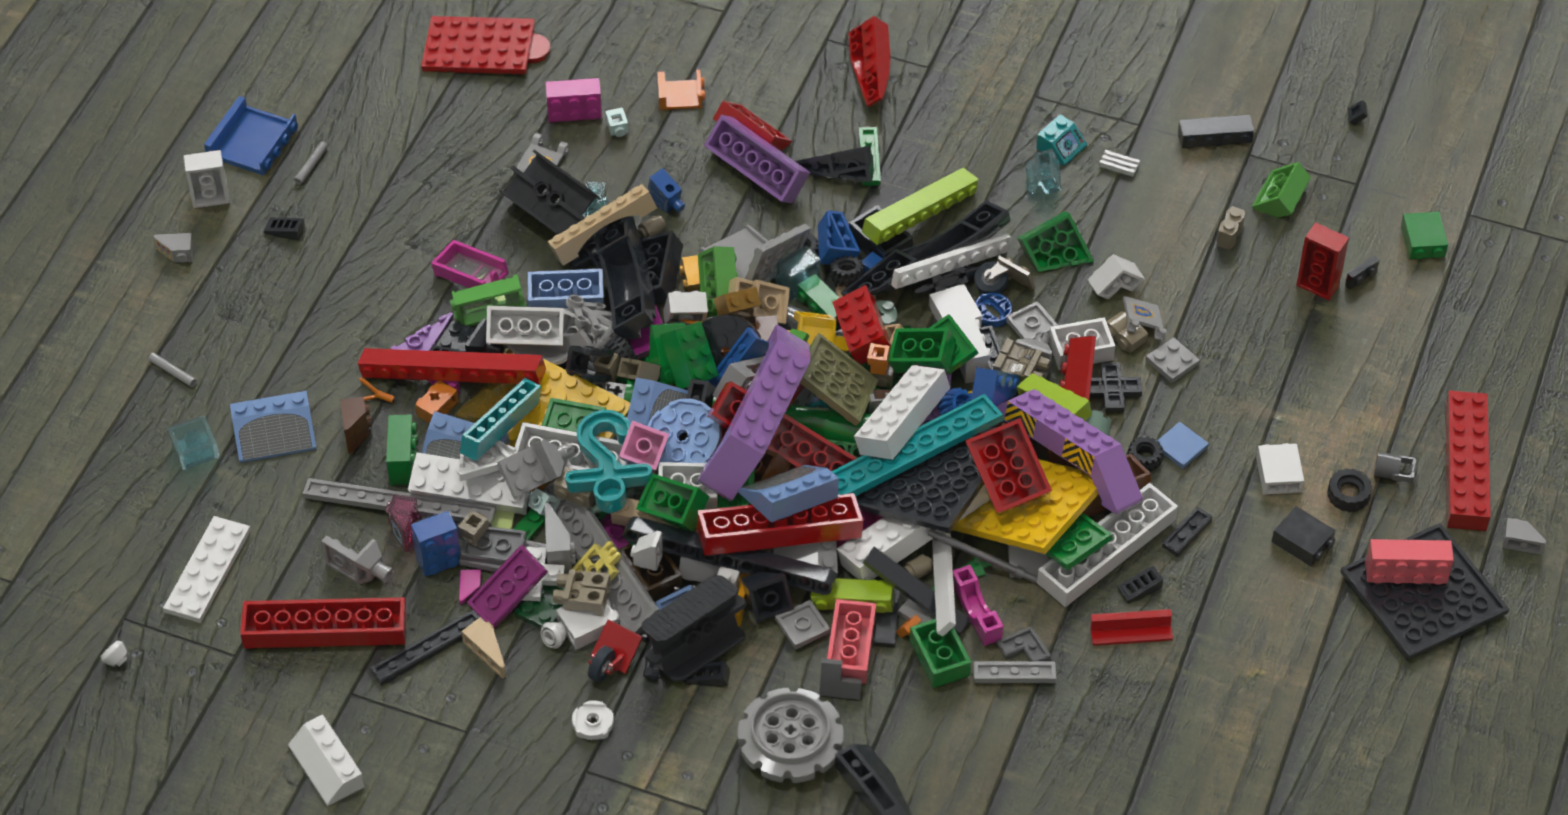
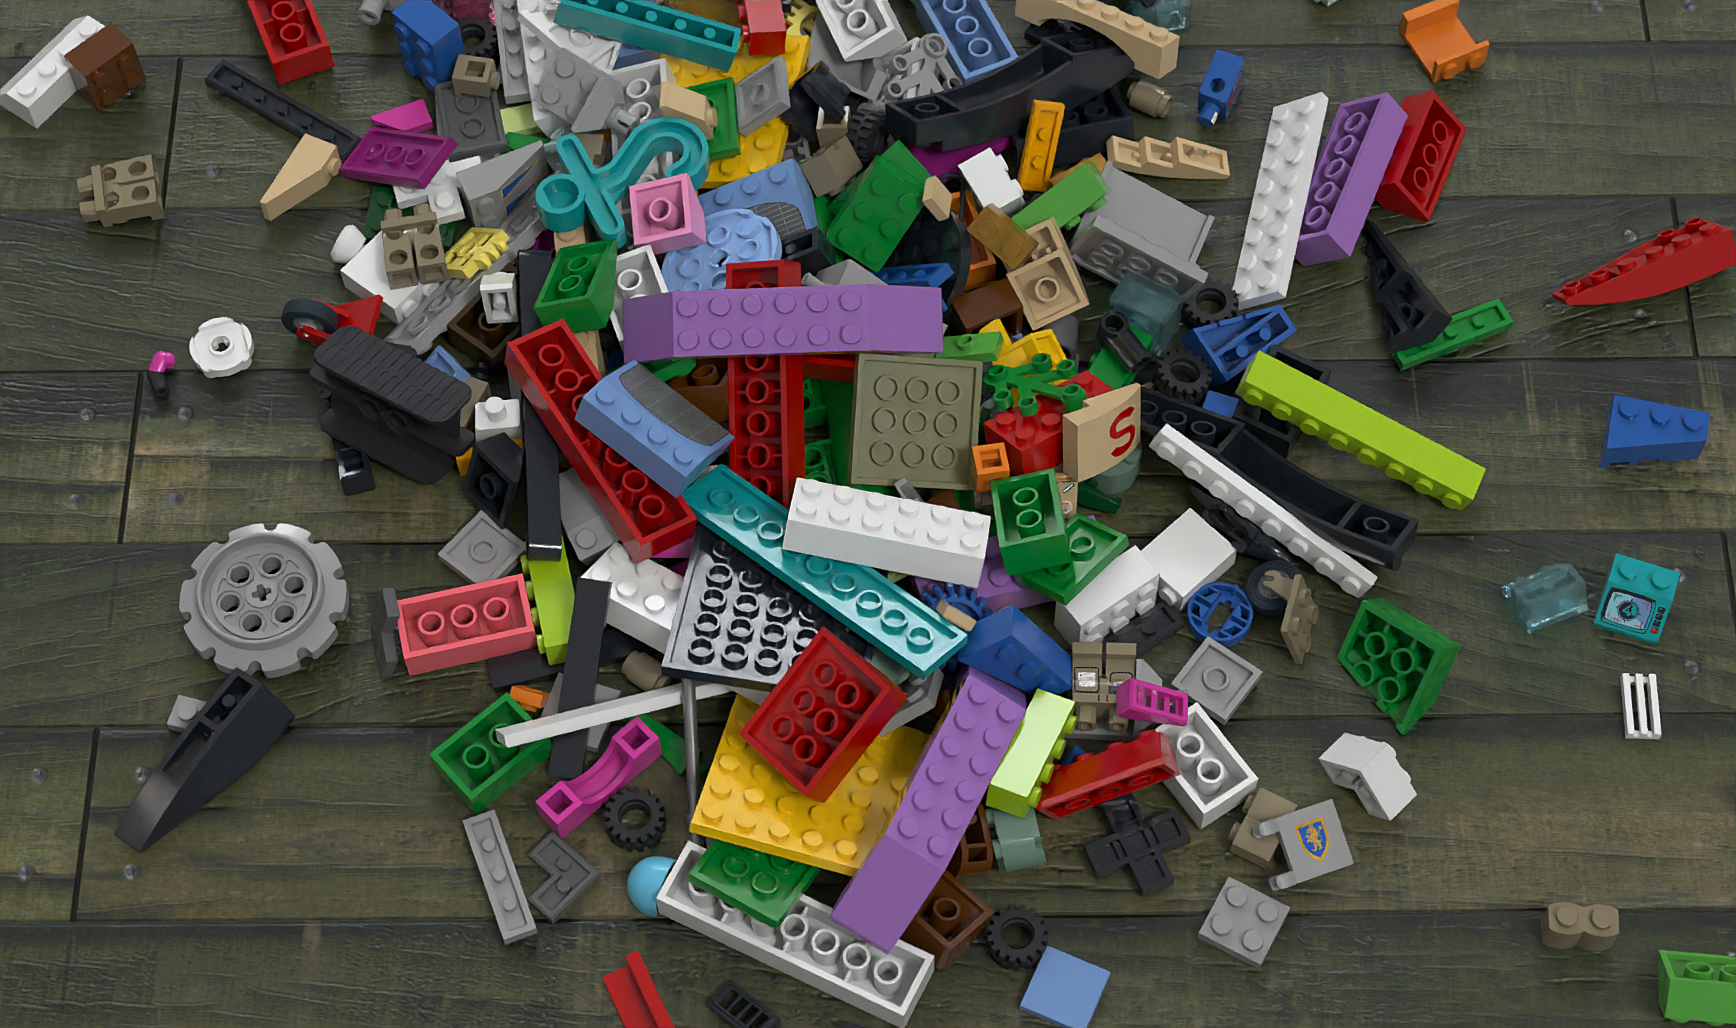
camera: 70 degrees right, 10 degrees up
(350, 725) = (104, 67): none -> reddish brown brick
(448, 744) = (122, 192): none -> dark tan hips
(571, 417) = (688, 105): none -> tan slope
(576, 383) = (762, 96): none -> light grey tile
(592, 759) = (155, 373): none -> arm
(666, 273) = (1040, 145): none -> light orange tile
(698, 232) = (1170, 160): none -> tan slope
(703, 317) = (937, 198): none -> tan tile
(751, 191) = (1279, 201): none -> white plate
(810, 284) = (1122, 343): none -> black piece
(836, 323) = (1002, 378): none -> green plant
(844, 800) = (184, 712): none -> light grey plate
(883, 301) = (1101, 432): none -> tan slope
(966, 398) = (955, 615): none -> tan tile
(968, 98) = (1651, 431): none -> blue wedge
(1009, 590) = (631, 801): none -> black tyre
(1046, 342) = (1131, 703): none -> dark pink slope
(1048, 602) = (646, 882): none -> medium azure helmet

